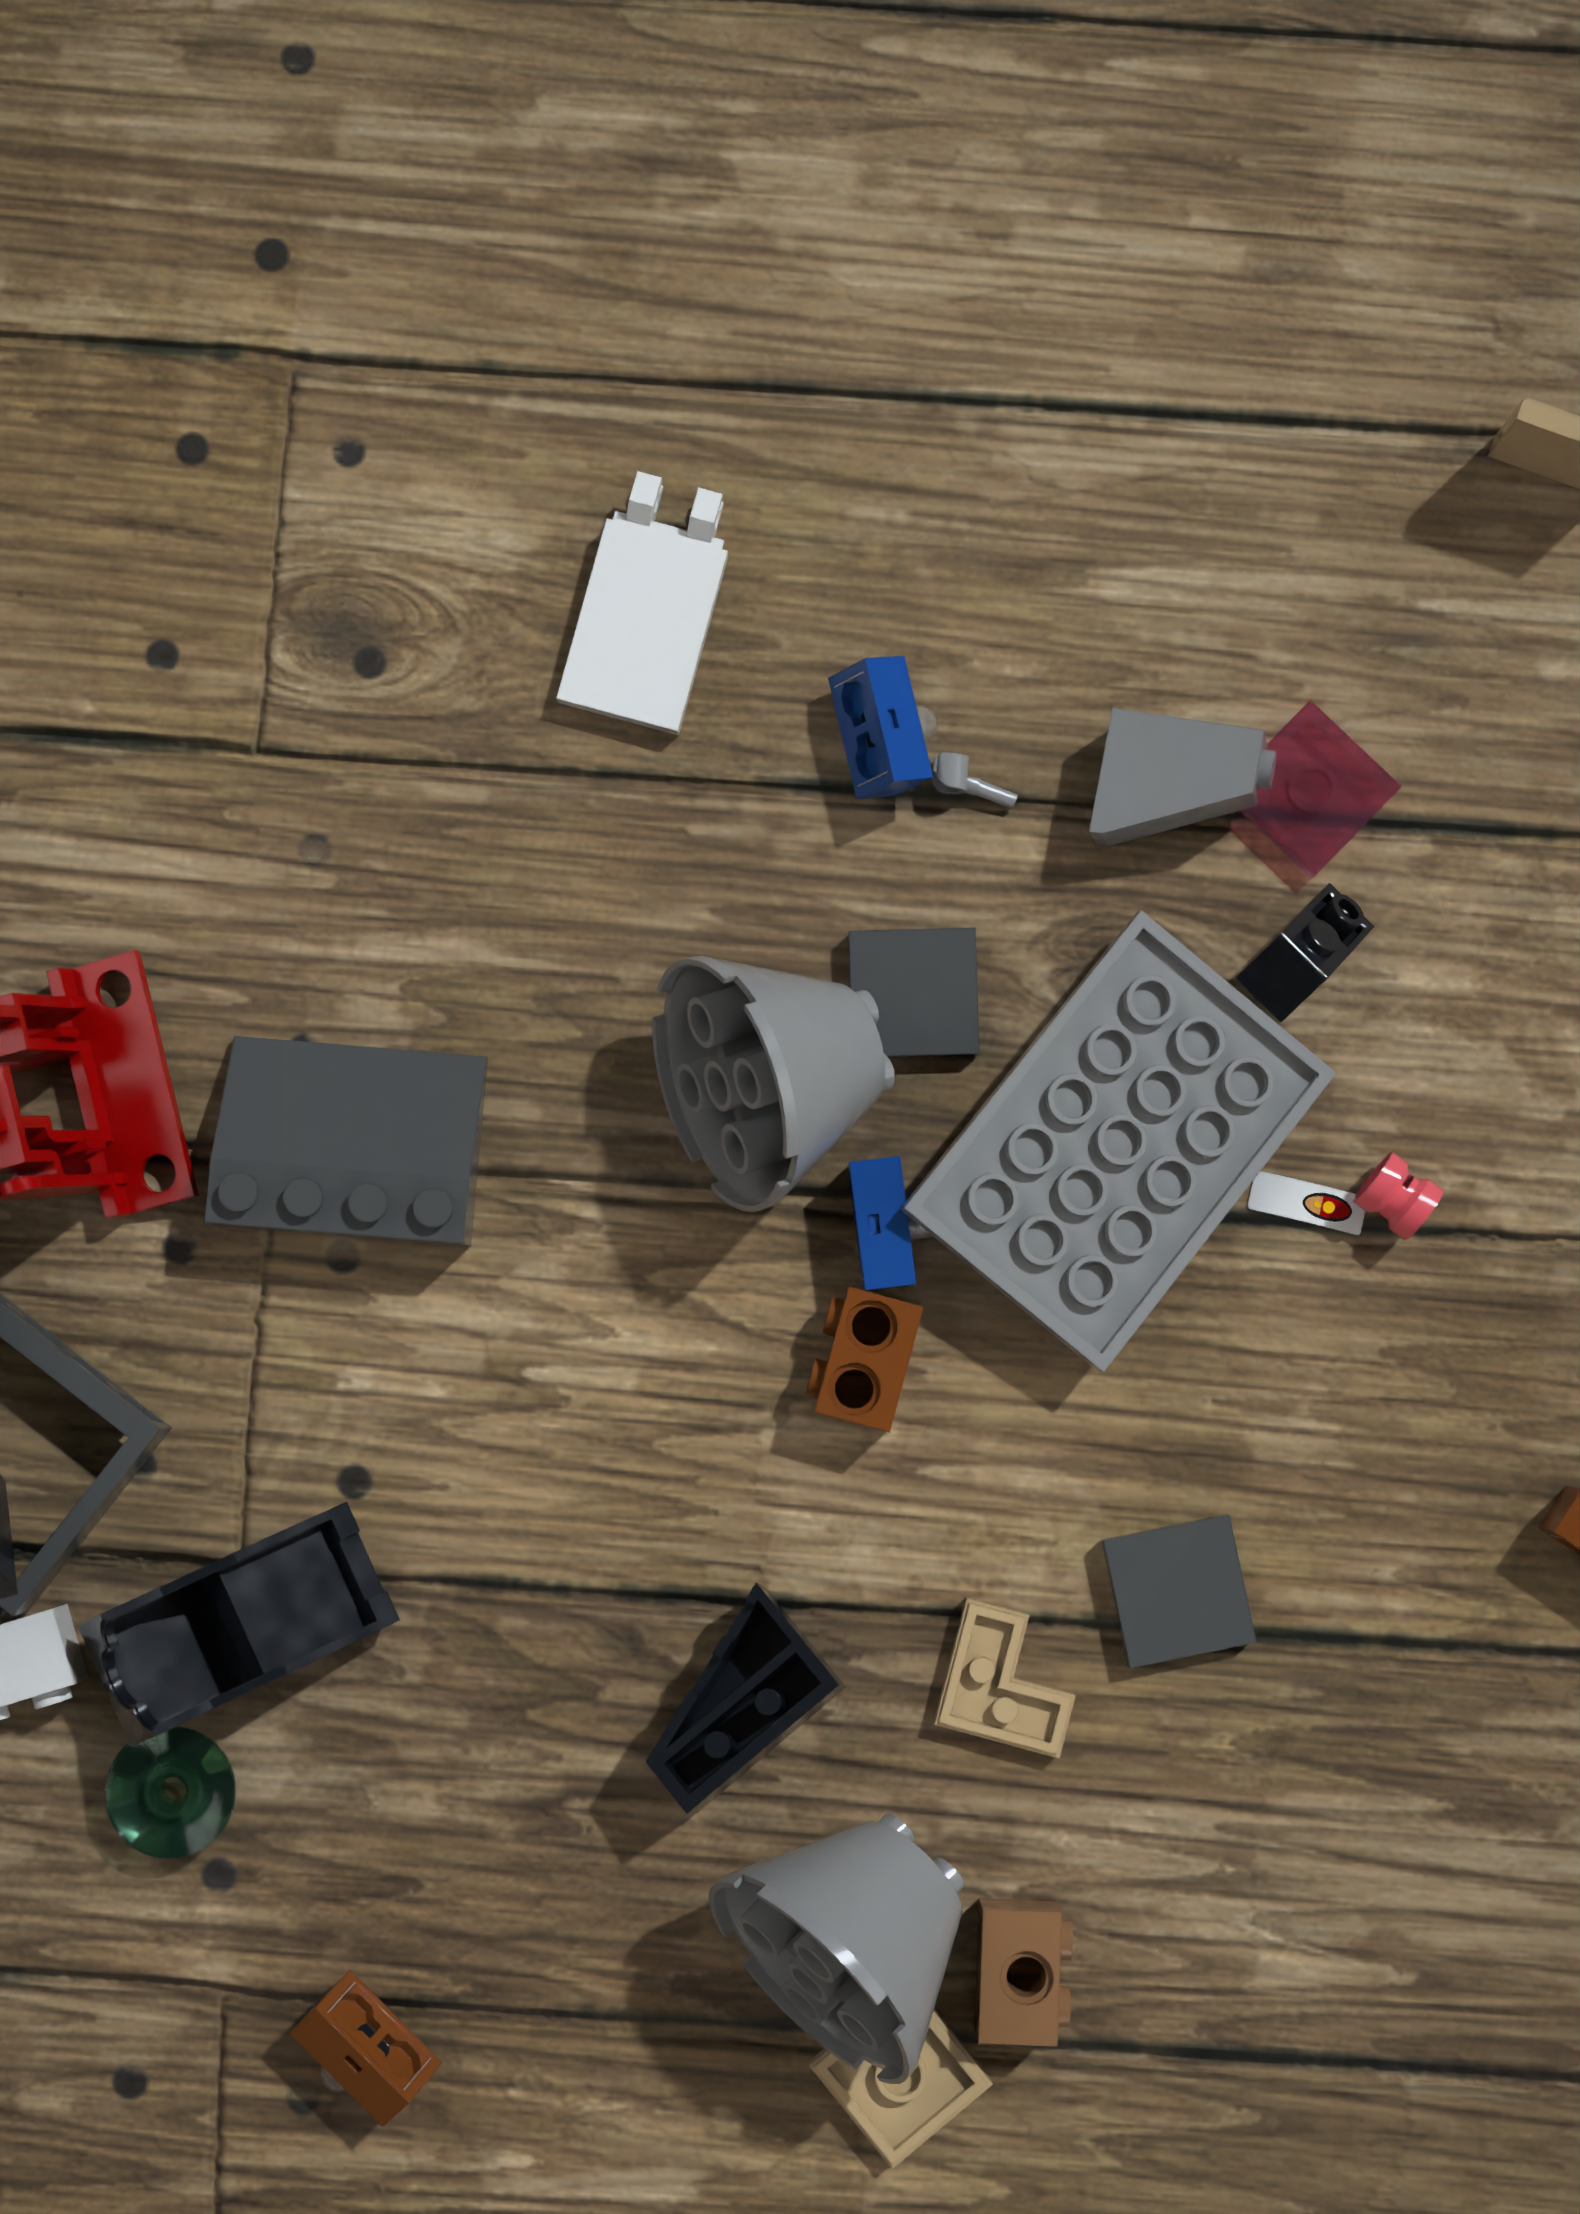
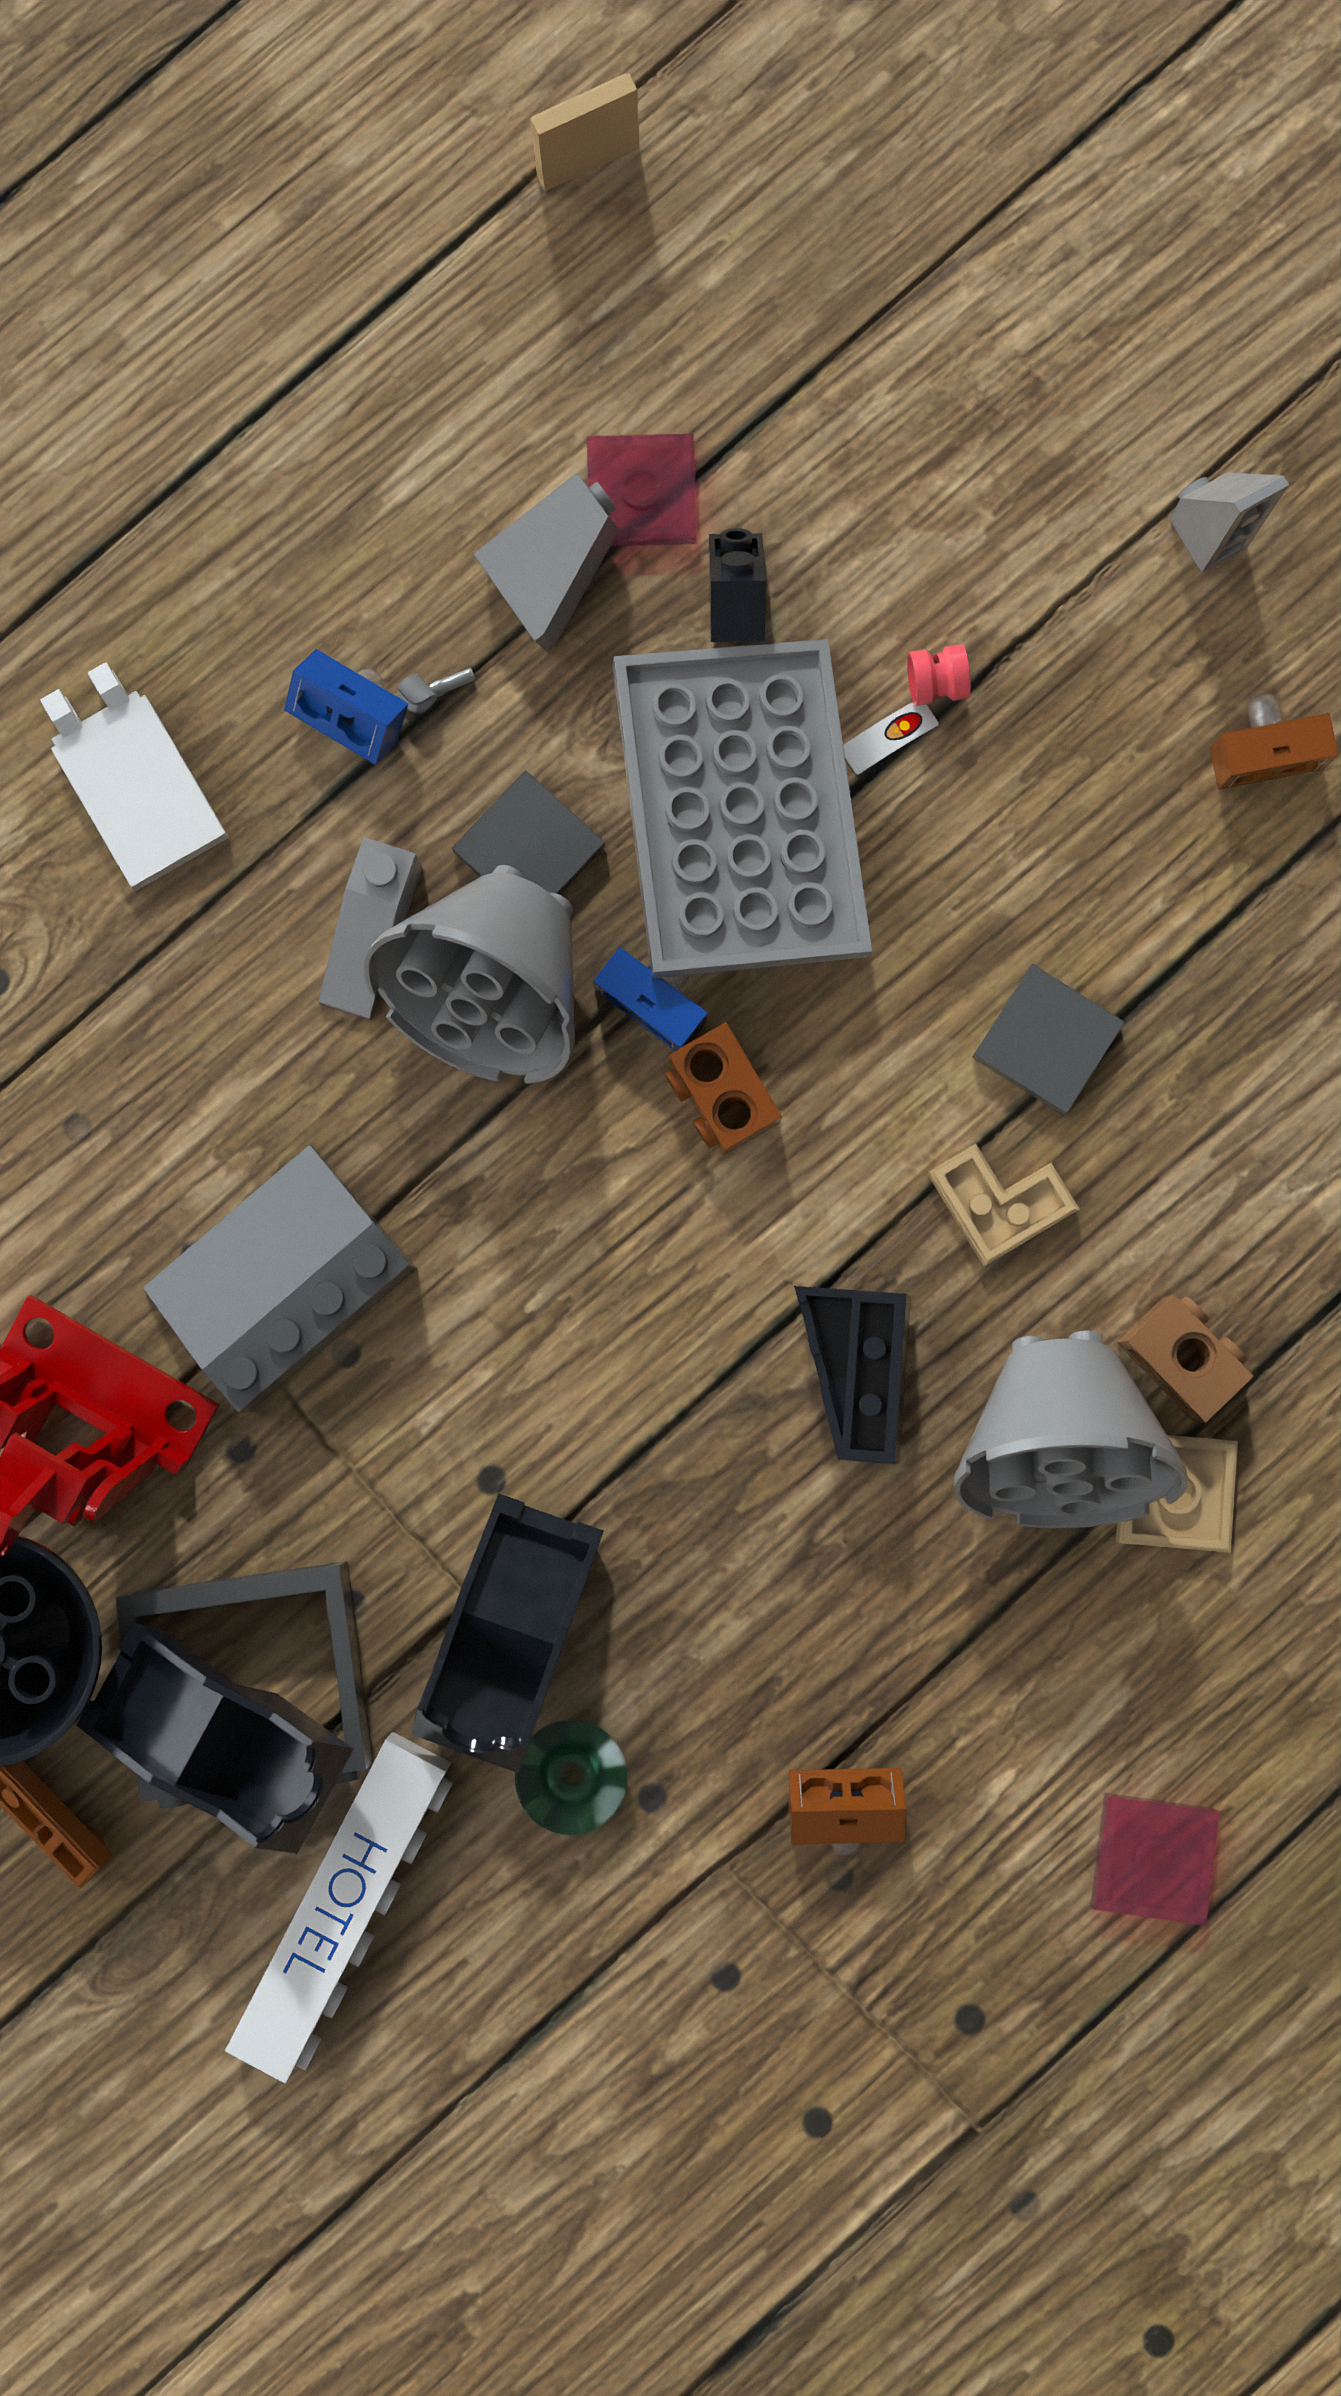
camera: 40 degrees left, 0 degrees up
(716, 924) = (372, 903): none -> light grey slope

